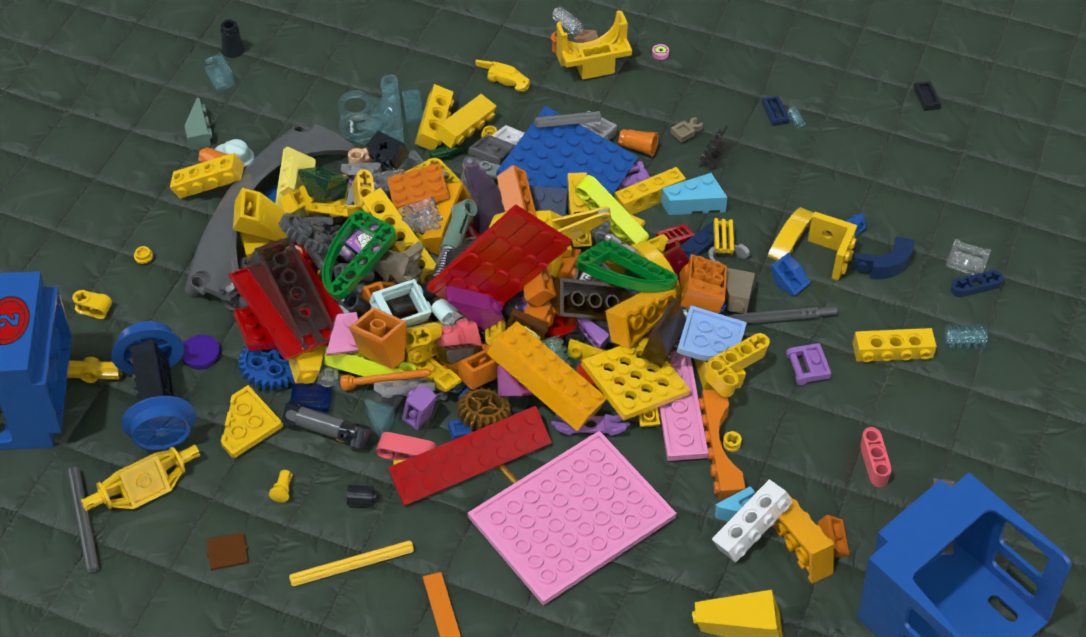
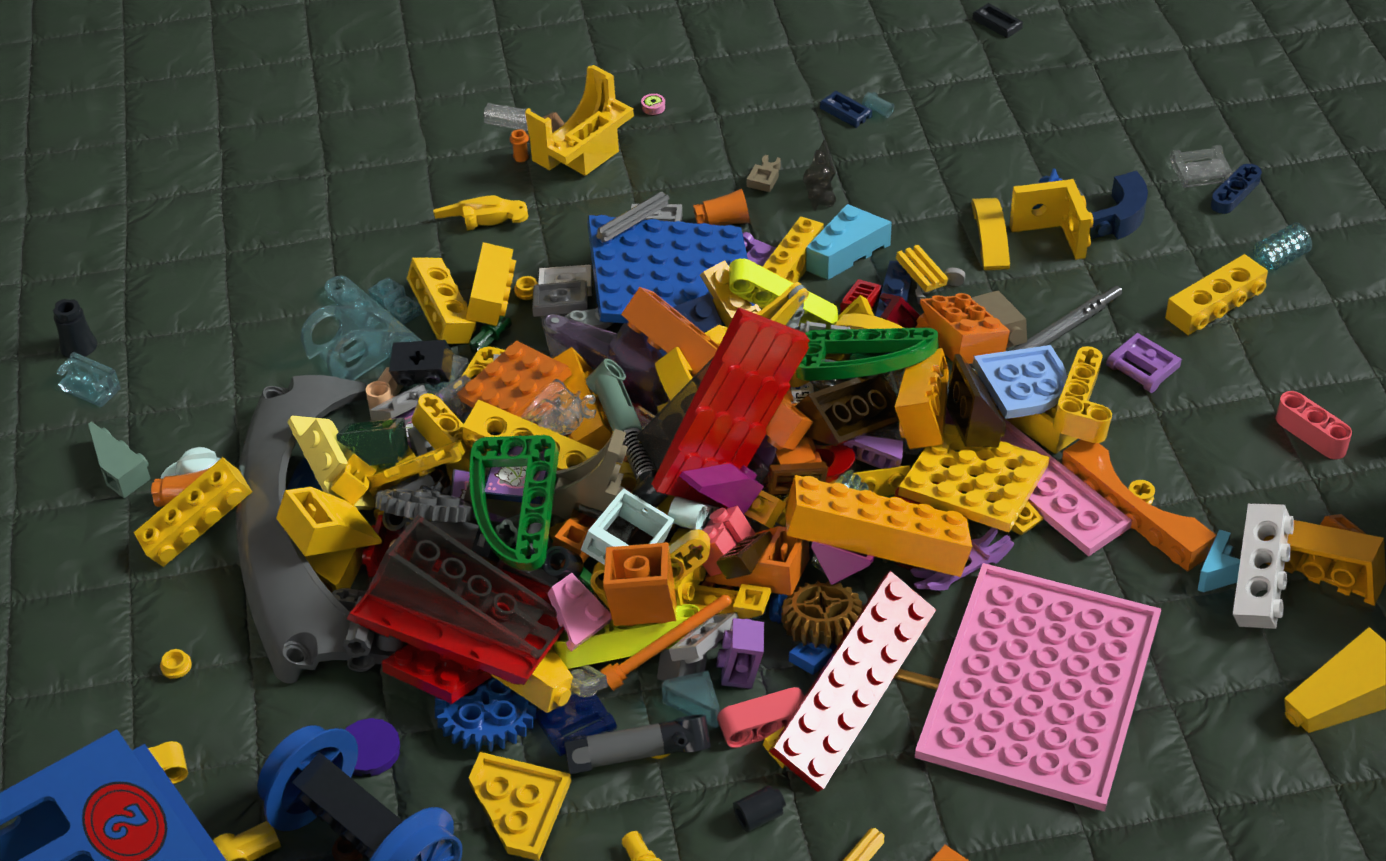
camera: 30 degrees left, 5 degrees down
(789, 274) = (1033, 279): blue slope -> none

